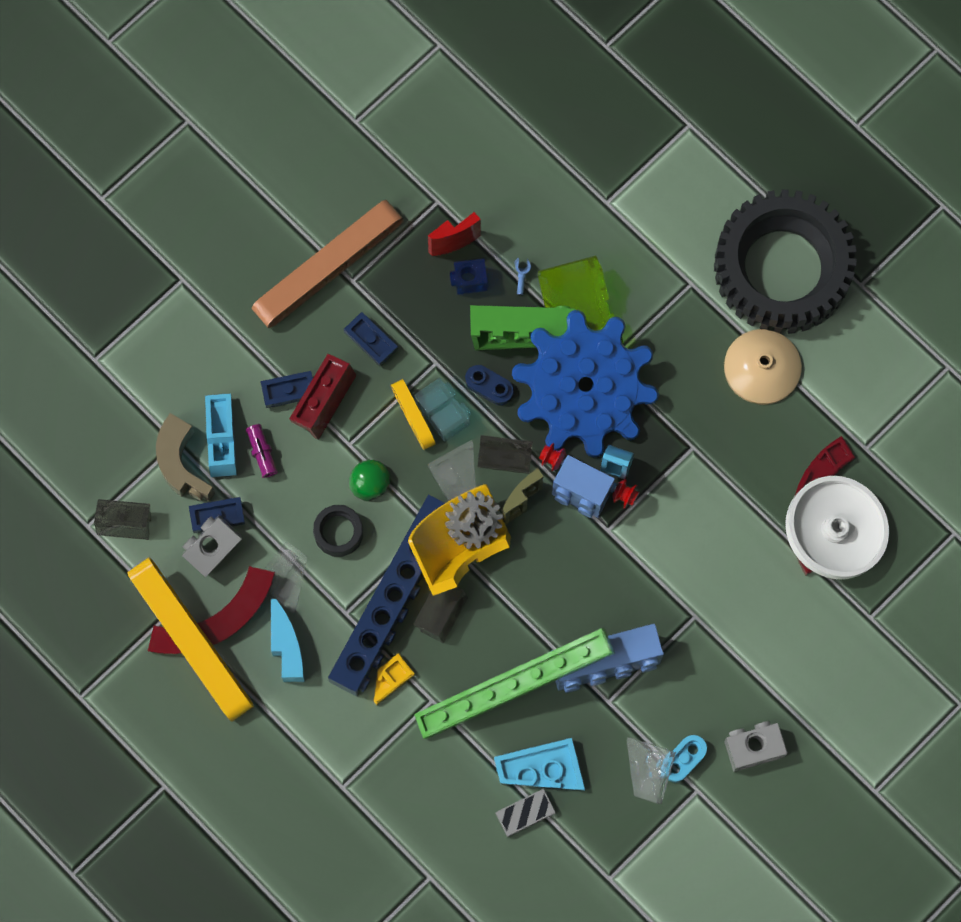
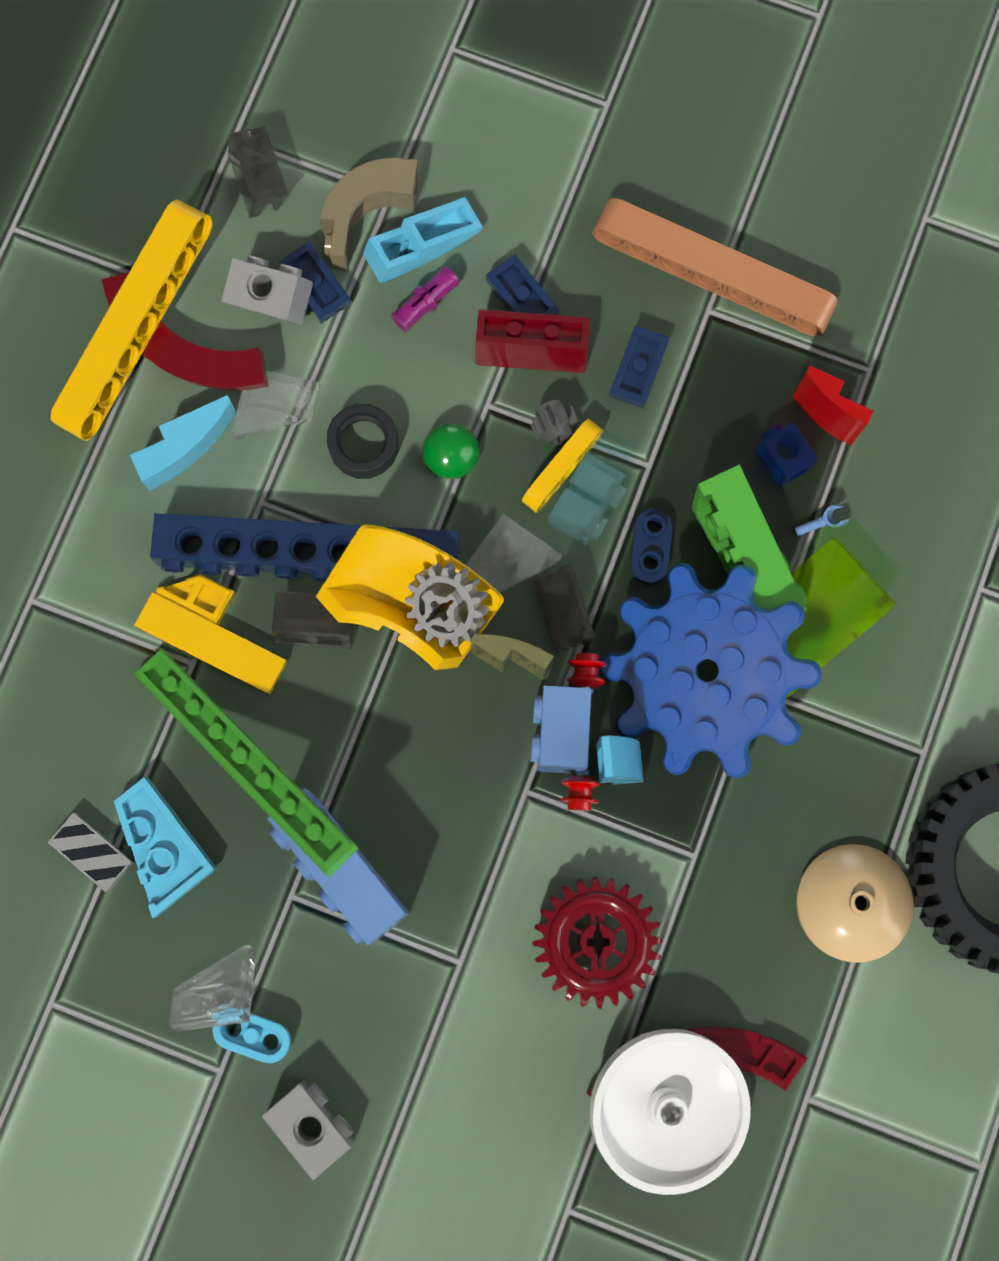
camera: 65 degrees right, 5 degrees up
(383, 406) = (554, 422): none -> dark grey gear
(425, 682) = (210, 643): none -> yellow tile
(696, 514) = (598, 981): none -> dark red gear

